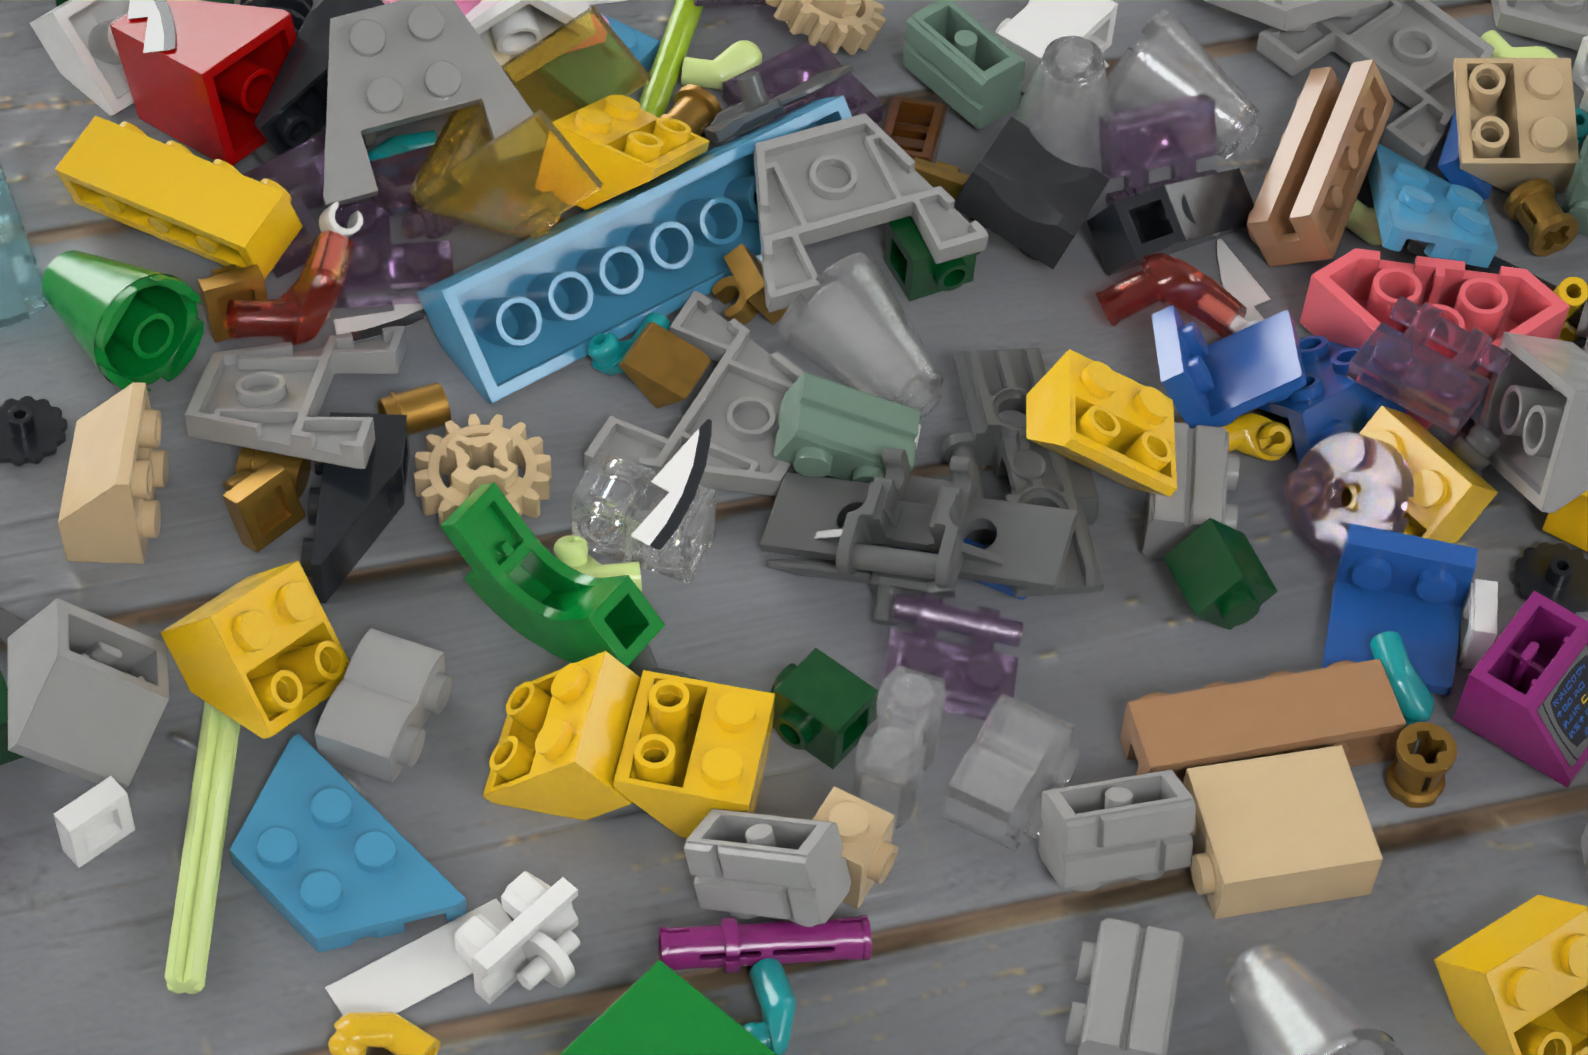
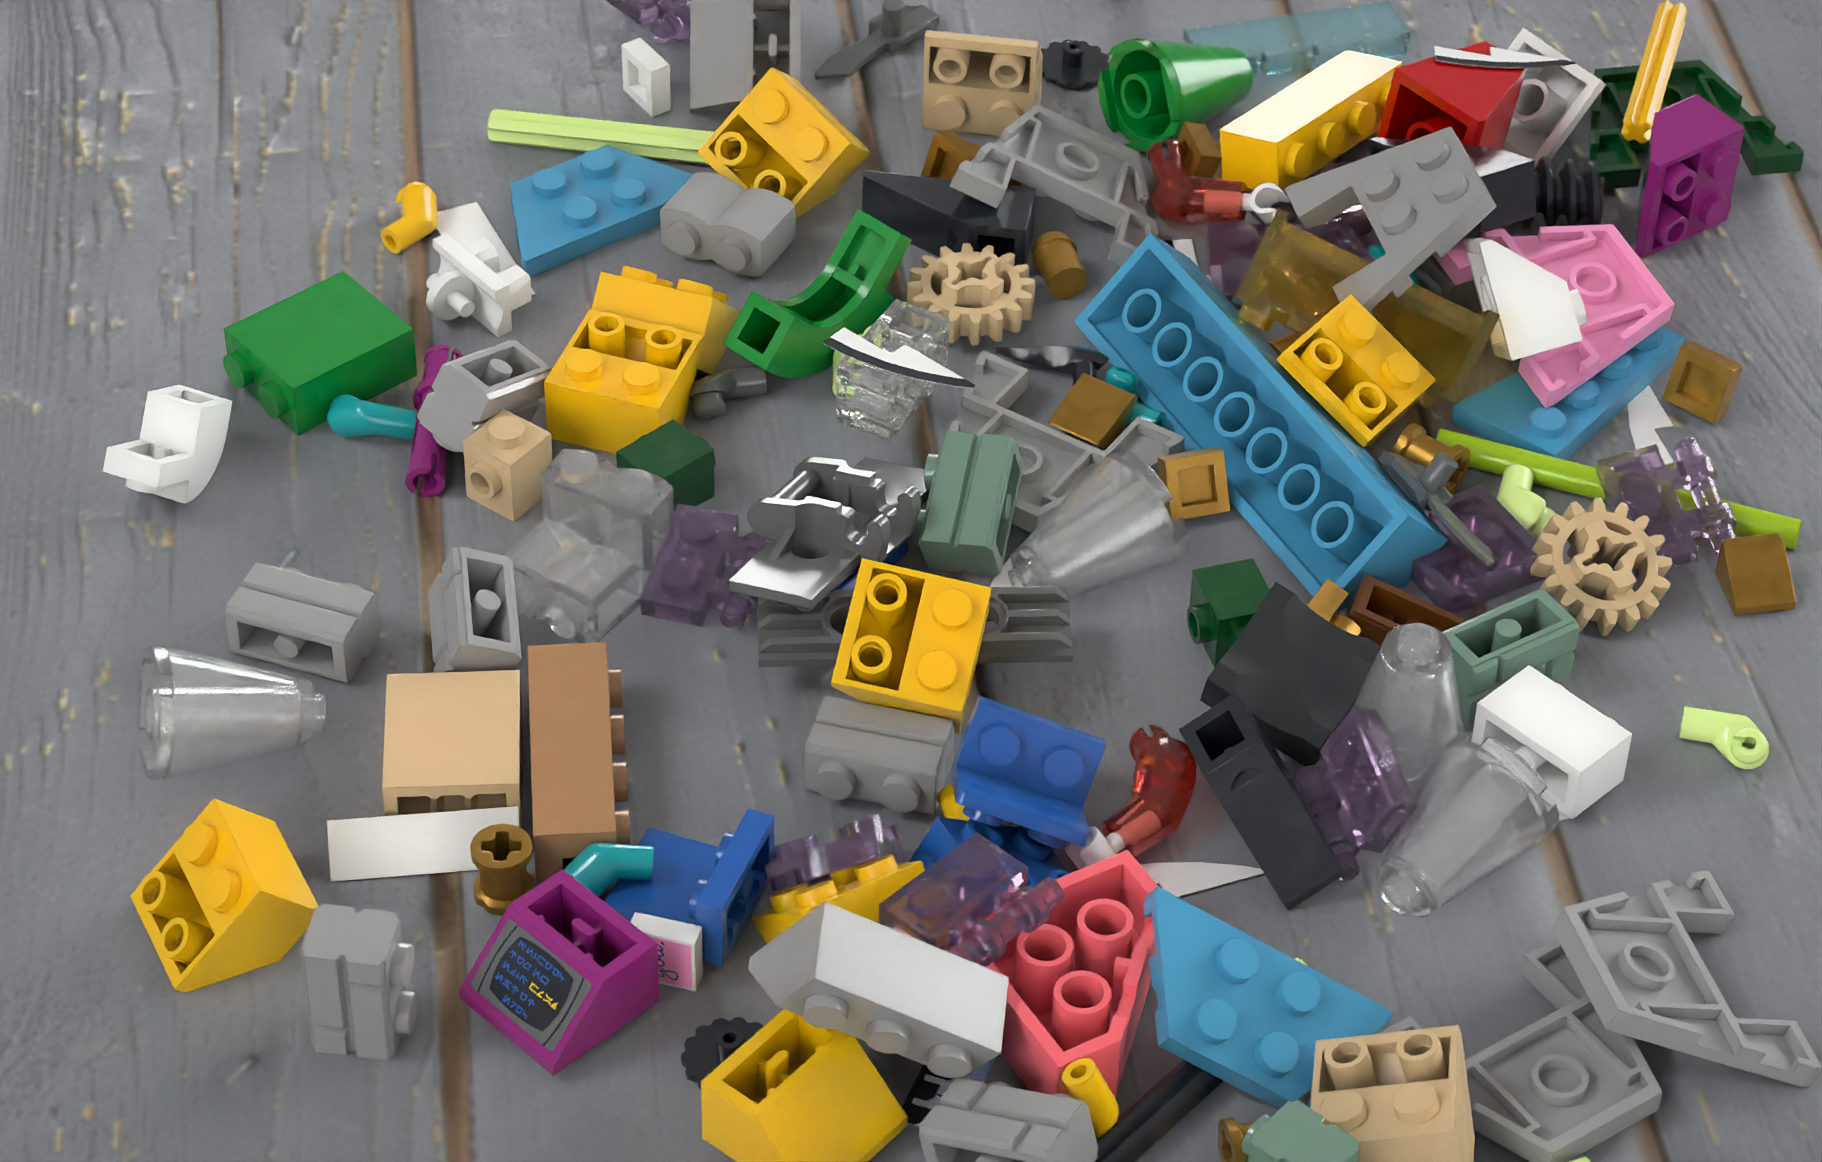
camera: 100 degrees right, 10 degrees down
(565, 403) = (1066, 358): none -> black bar
(840, 183) = (1284, 503): light grey wing -> none
(1220, 574) = (756, 753): dark green brick -> none
(1320, 165) = (1349, 936): medium nougat brick -> none
(1397, 852) = (409, 842): none -> white sticker

